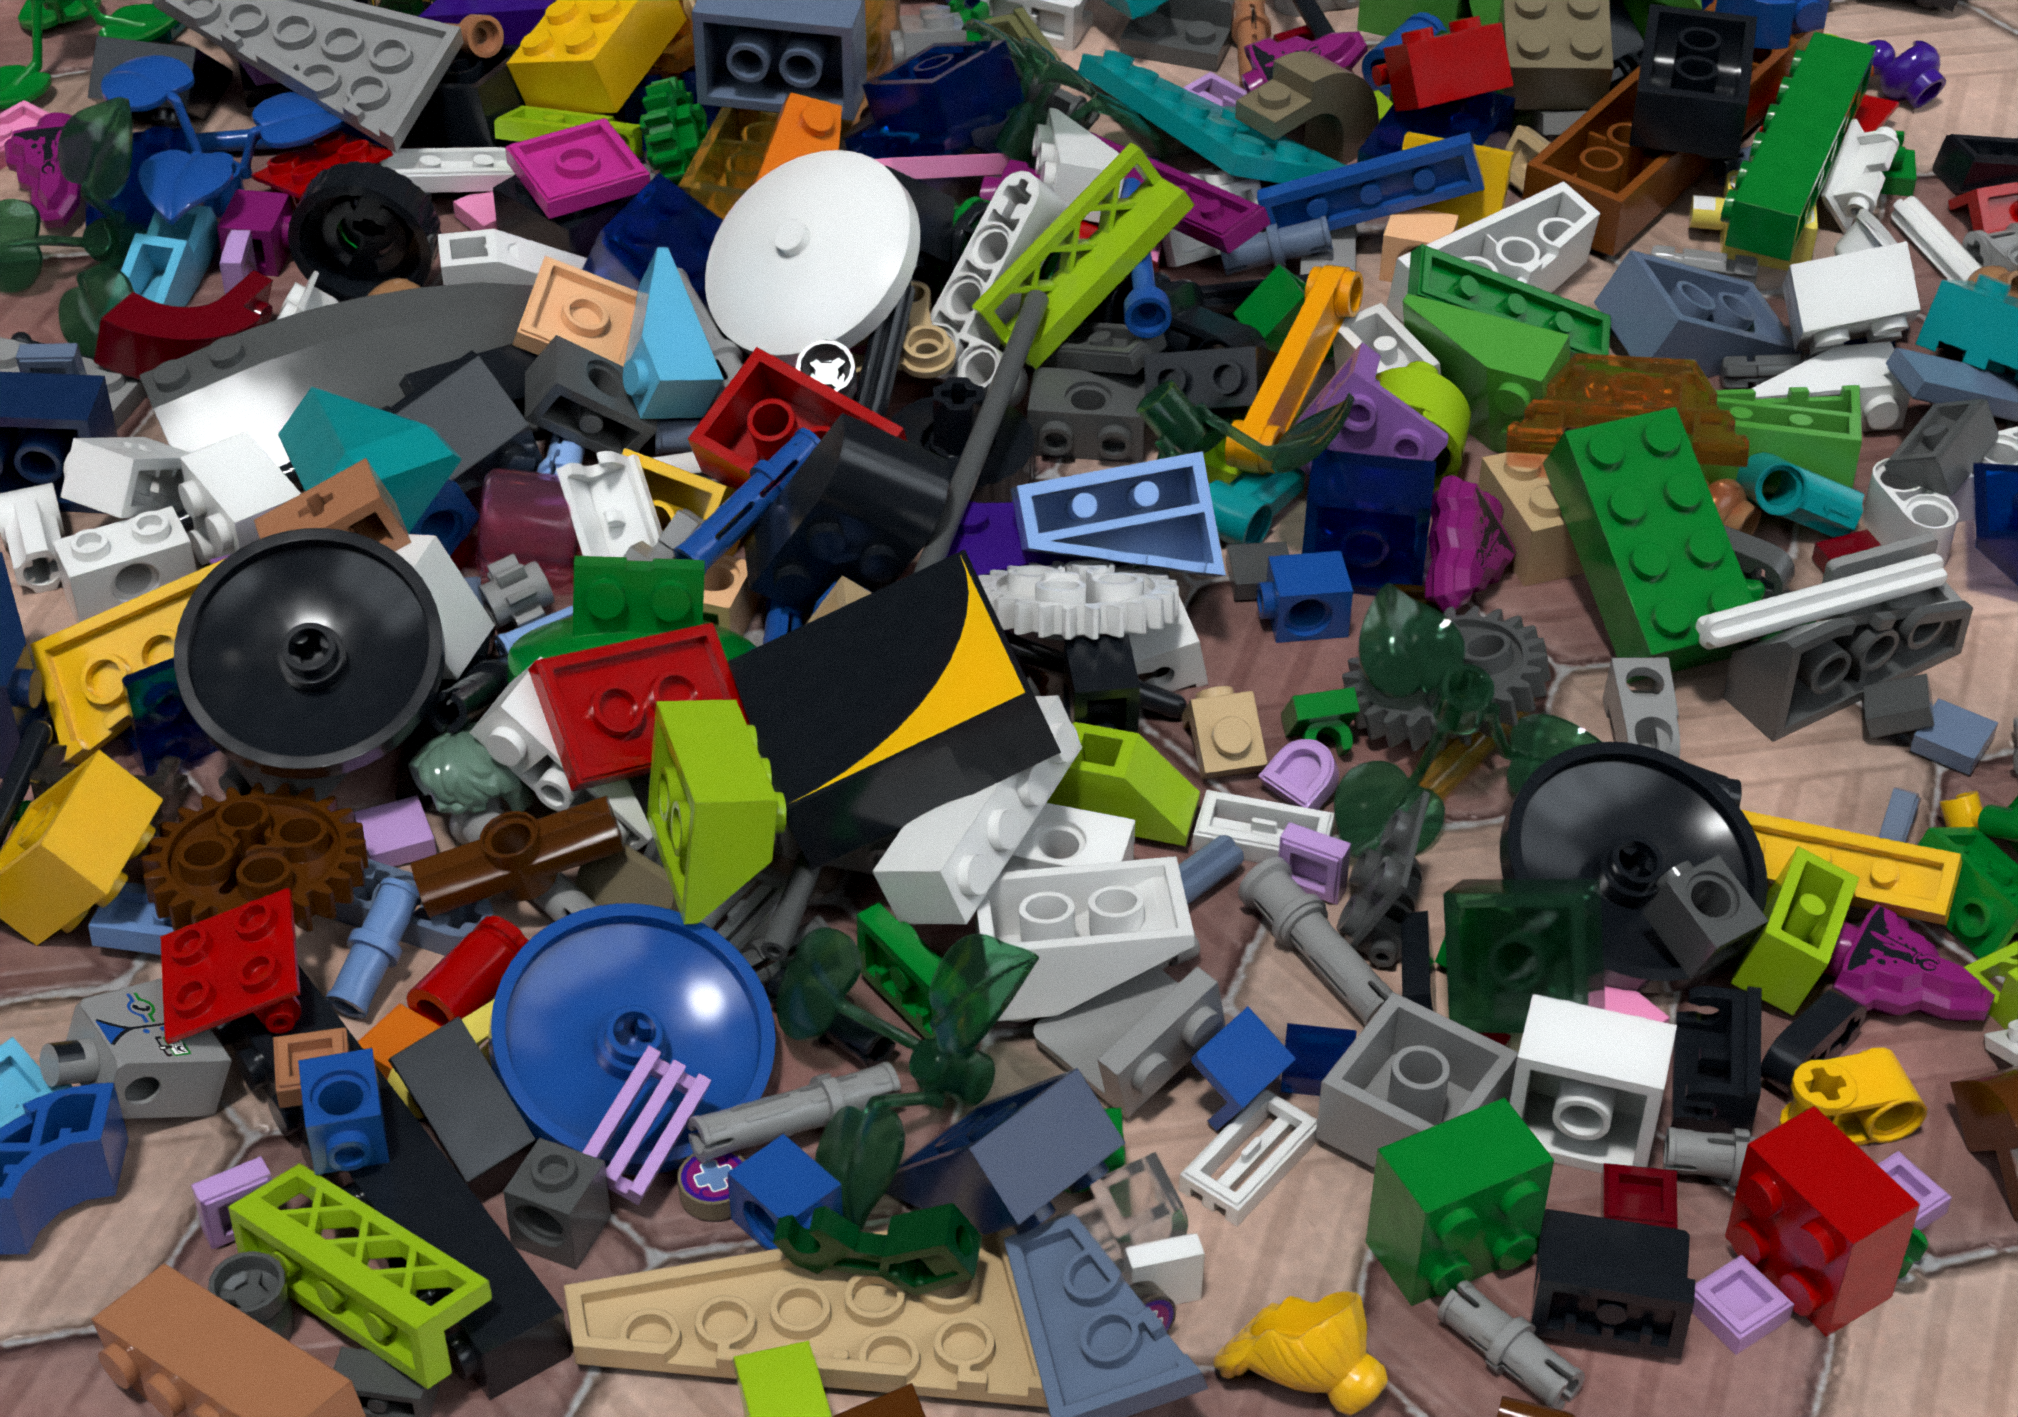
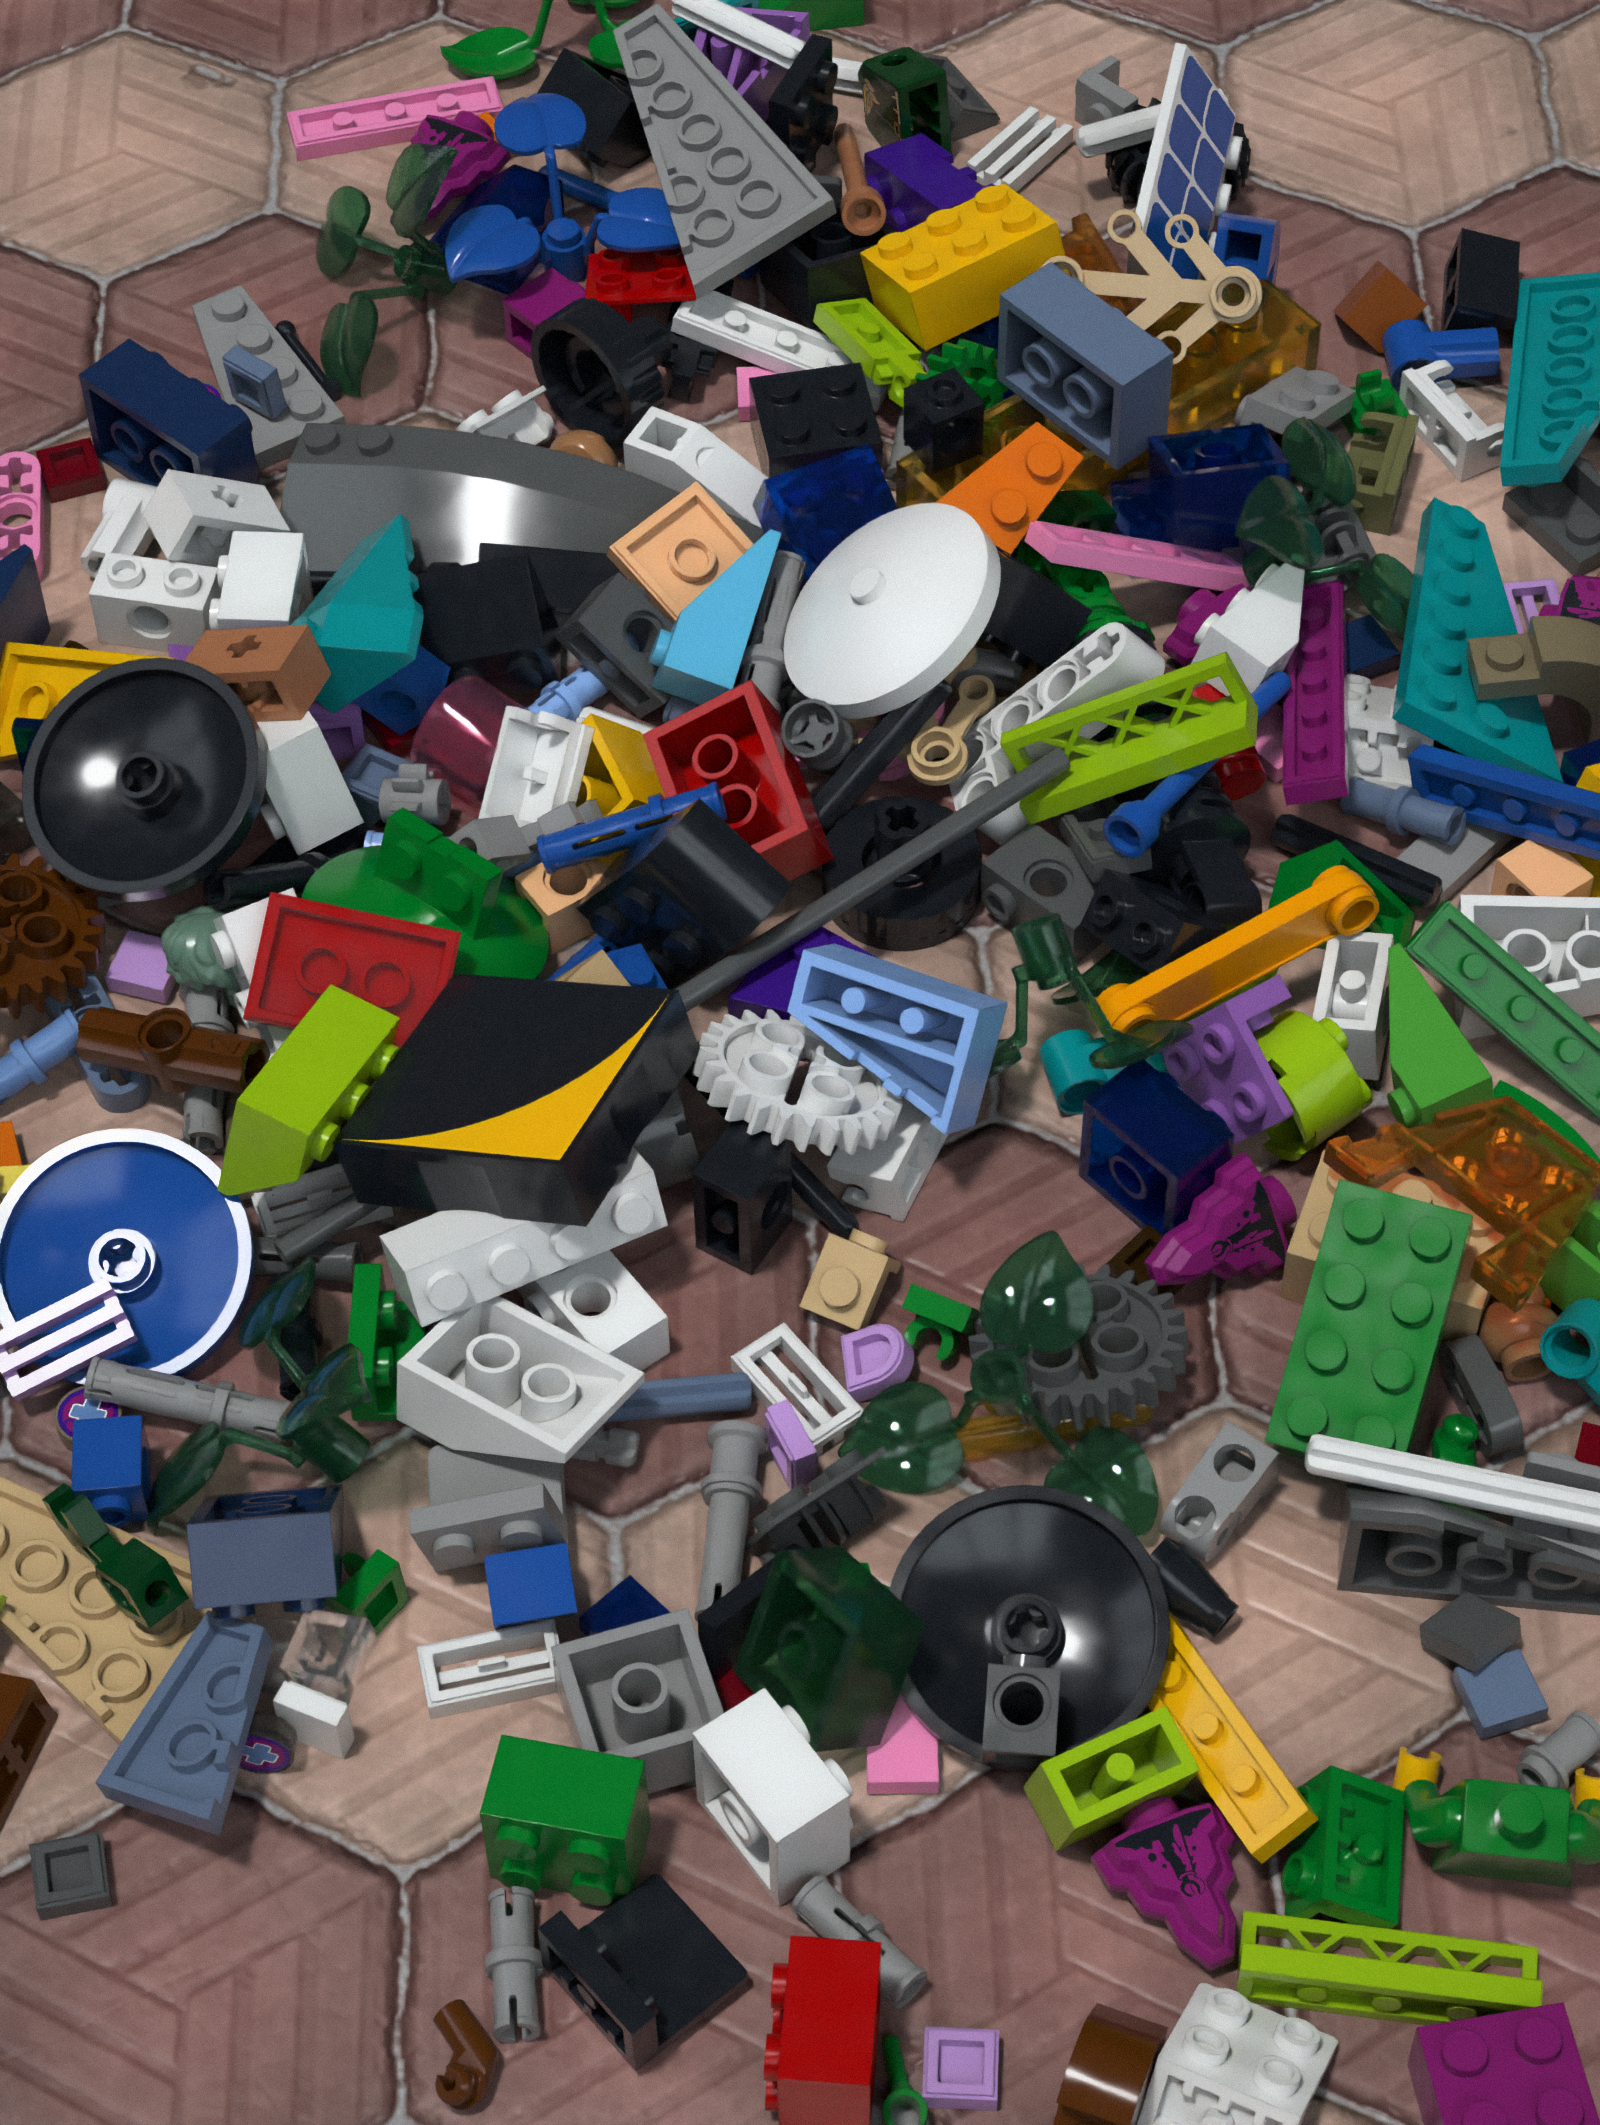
camera: 40 degrees right, 10 degrees up
(145, 333) = (355, 390): dark red arch -> none
(172, 258) = (437, 323): medium azure slope -> none
(237, 258) = (500, 348): lavender tile -> none
(468, 973) = (53, 1125): red piece -> none
(577, 168) = (821, 398): dark pink tile -> none
(702, 133) = (943, 420): none -> black brick
(1129, 779) = (701, 1277): lime slope -> none
(1248, 566) = (1048, 1140): dark grey tile -> none
(1306, 596) = (1051, 1190): blue brick -> none
(1310, 1350) = (350, 1858): yellow hair -> none
(1639, 1195) = (749, 1919): dark red tile -> none
(1717, 1061) = (936, 1851): black hinge -> none
(1740, 1304) = (729, 2061): lavender tile -> none
(1816, 1034) = (1031, 1886): black beam -> none
(1860, 1094) = (1008, 1963): yellow piece -> none
(1900, 814) = (1343, 1732): sand blue tile -> none

